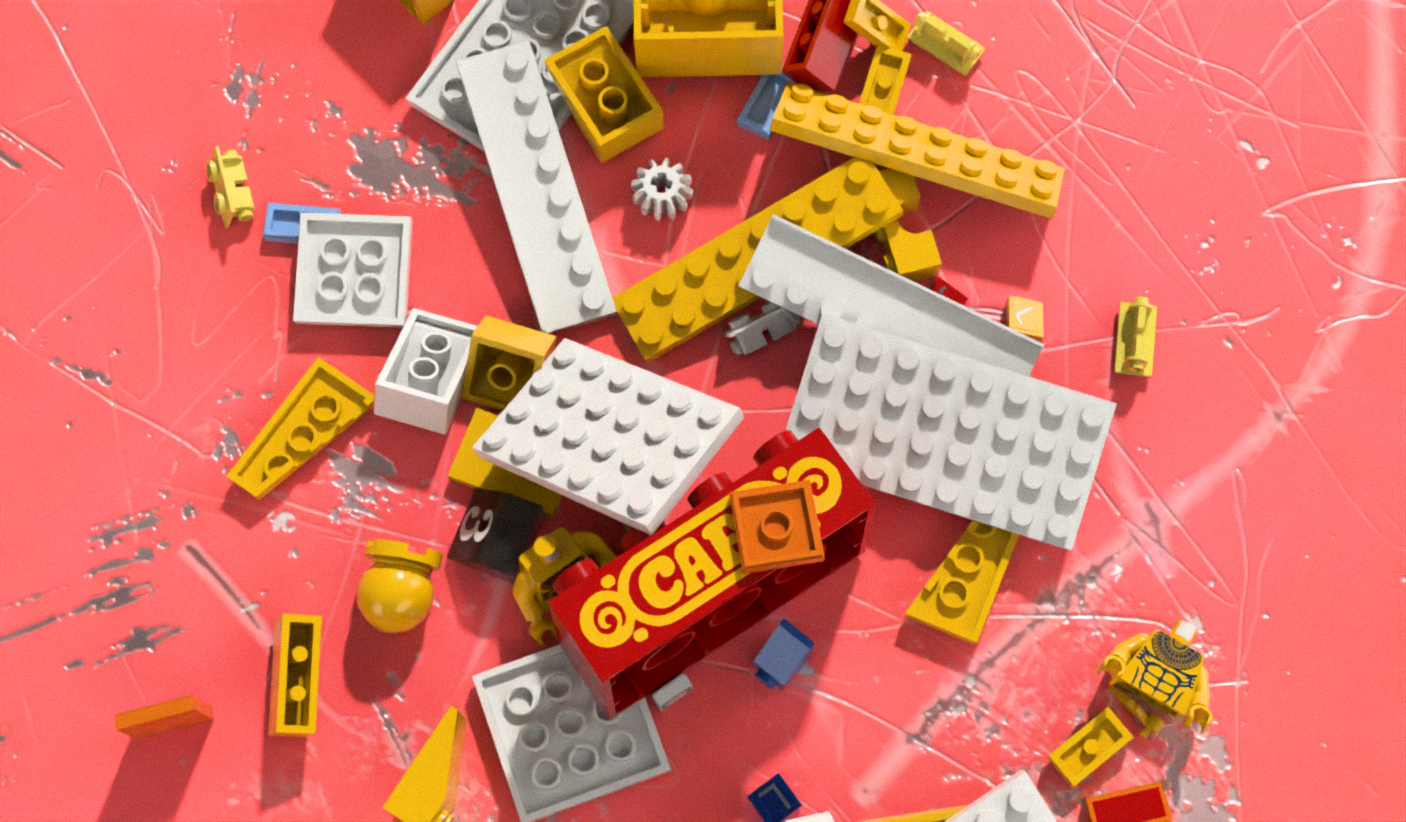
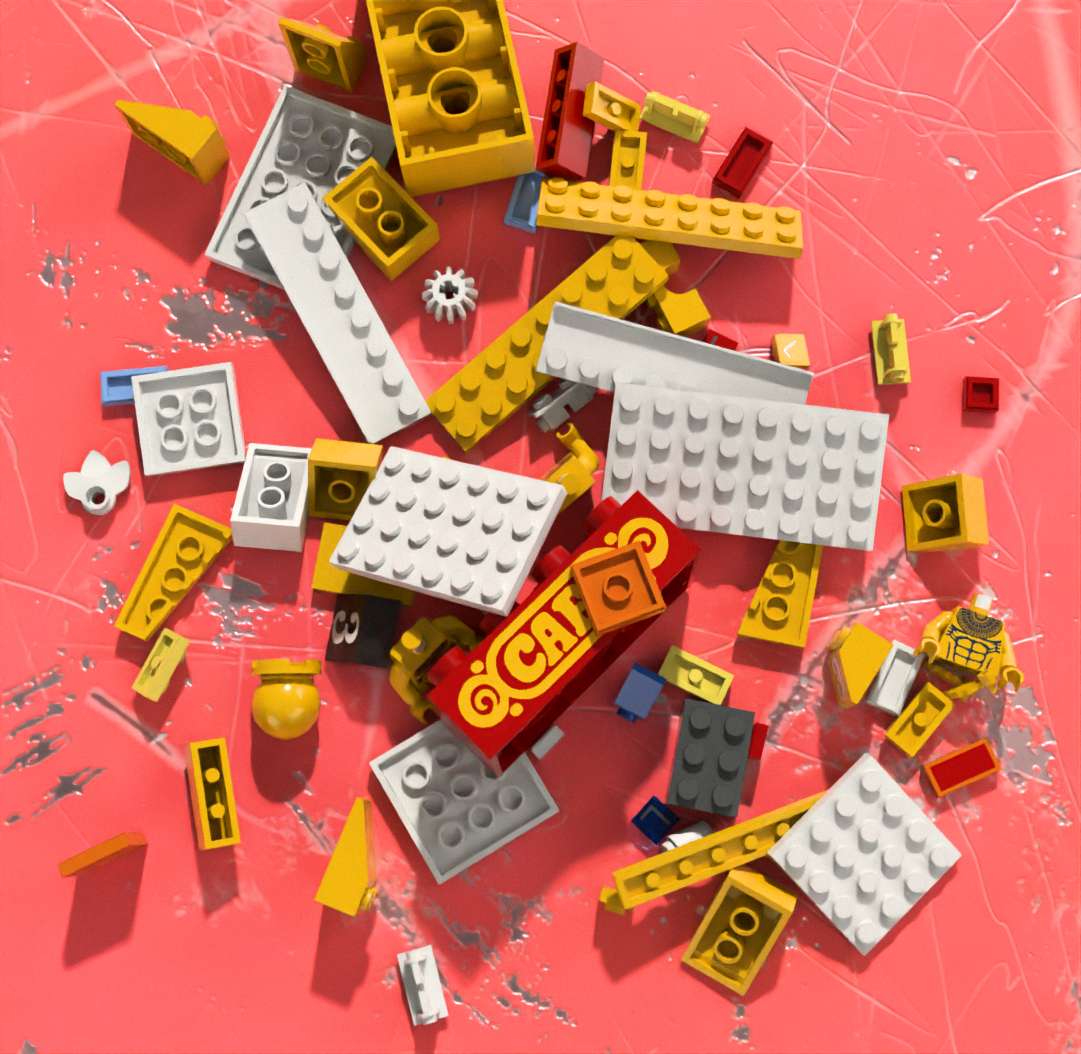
camera: 10 degrees left, 5 degrees up
(229, 199) = (56, 352): light yellow hinge -> none
(241, 315) = (97, 478): none -> white plate
(268, 526) = (161, 664): none -> light yellow plate
(761, 401) = (575, 468): none -> yellow torso
(847, 743) = (709, 758): none -> dark grey brick
(850, 651) = (695, 676): none -> light yellow plate
(903, 735) = (757, 741): none -> red tile
(1011, 105) = (742, 162): none -> red tile
(1029, 663) = (855, 661): none -> yellow slope
(1072, 697) = (894, 679): none -> white tile
(1162, 526) = (945, 514): none -> yellow slope
(1171, 713) = (986, 679): none -> yellow piece
(1227, 404) = (980, 394): none -> red tile

